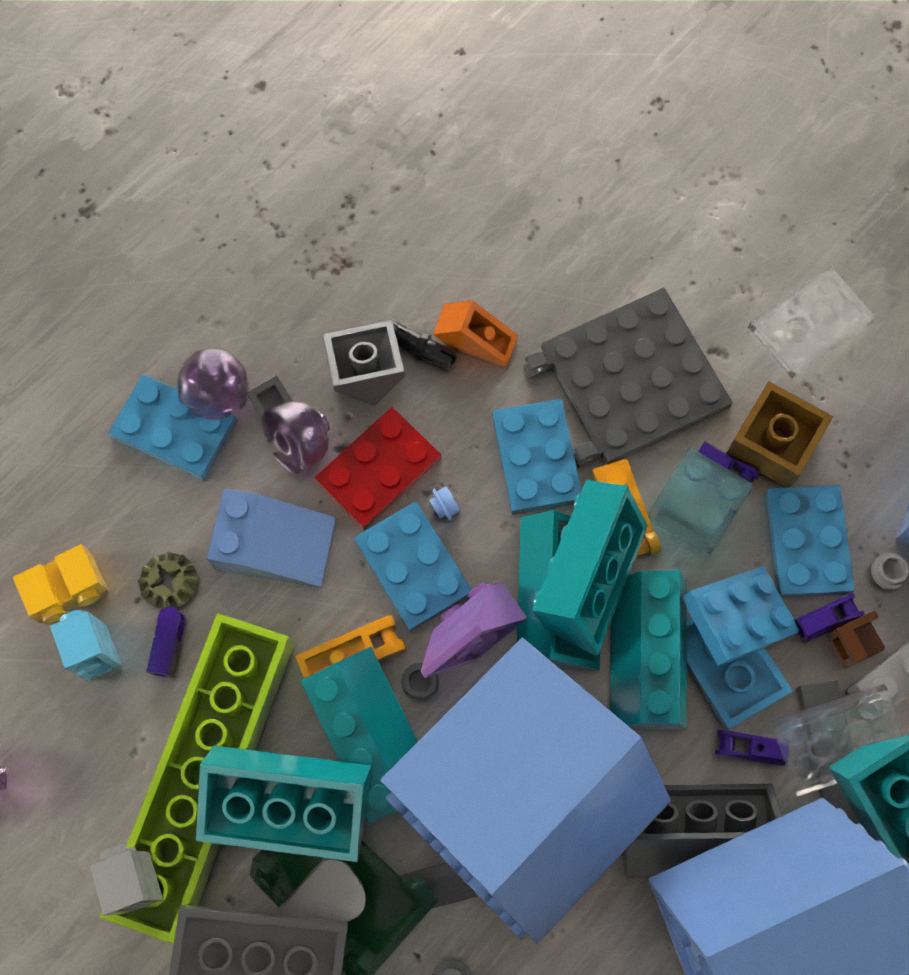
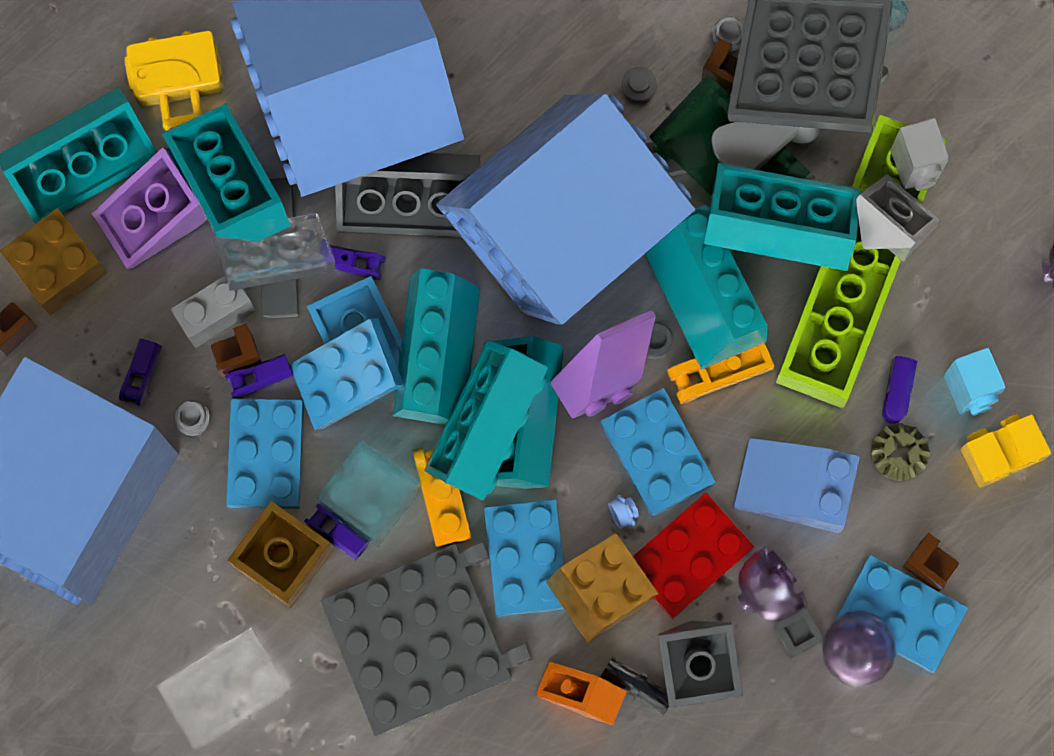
camera: 175 degrees left, 5 degrees up
(142, 472) = (931, 563): none -> reddish brown panel
(159, 808) = (893, 218): none -> light grey slope
(461, 421) = (601, 587): none -> pearl gold brick

